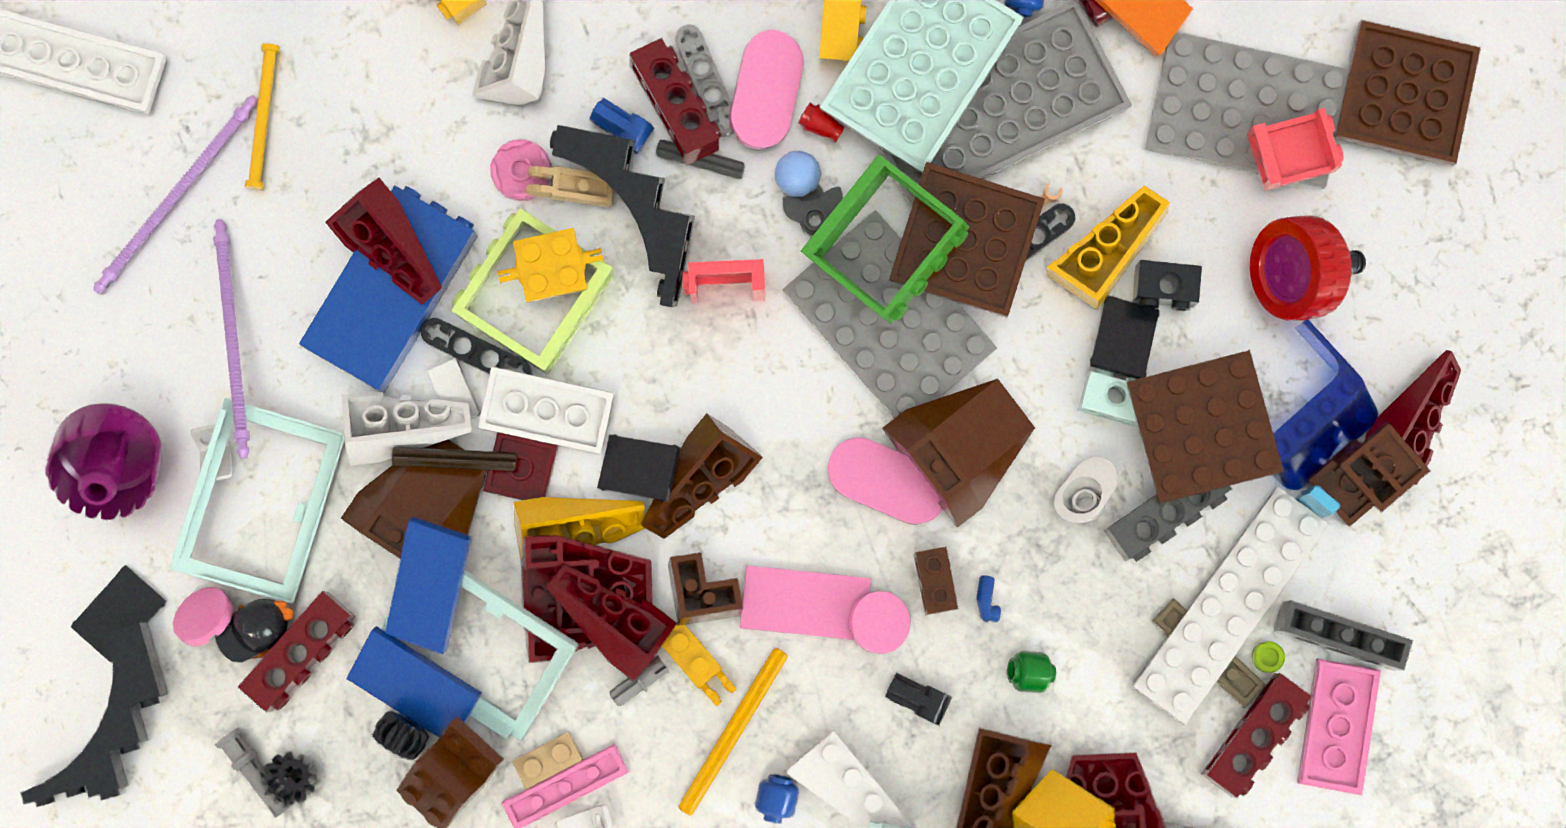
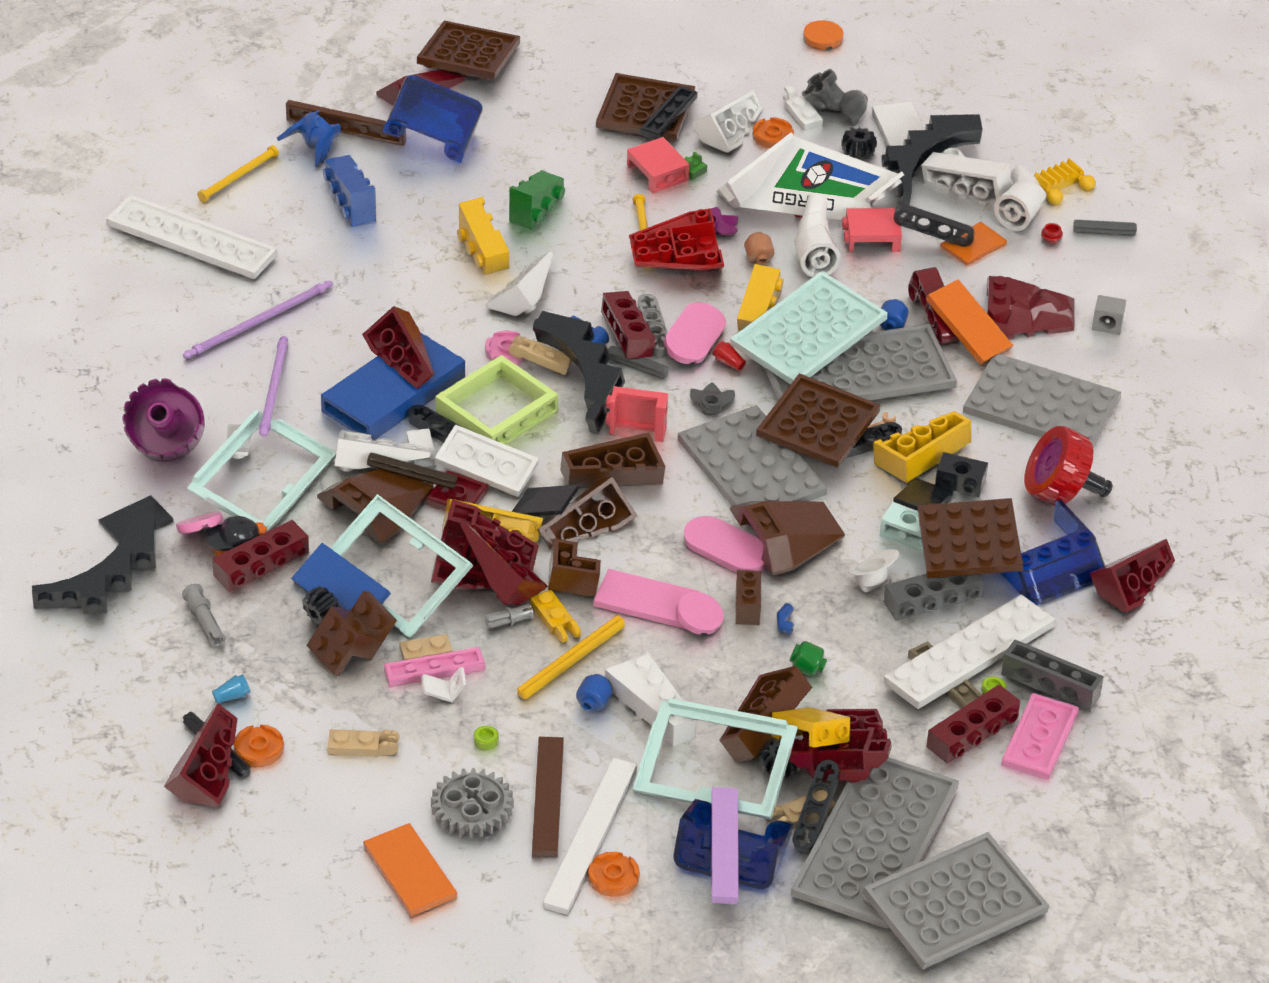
camera: 10 degrees right, 40 degrees down
(262, 116) = (316, 321): yellow bar -> none
(289, 790) = (230, 616): black gear -> none
(428, 585) = (373, 516): blue tile -> none
(550, 265) = (514, 381): yellow plate -> none
(722, 373) = (627, 460): none -> reddish brown wedge
(797, 173) = (705, 375): light blue hair -> none
(848, 210) = (744, 383): bright green window -> none
(925, 701) = (722, 663): black piece -> none
(1295, 149) = (1076, 415): coral panel -> none
(1318, 501) = (1047, 594): medium azure tile -> none
(1369, 473) = (1087, 584): reddish brown bracket -> none
(1407, 92) = (1161, 410): reddish brown plate -> none

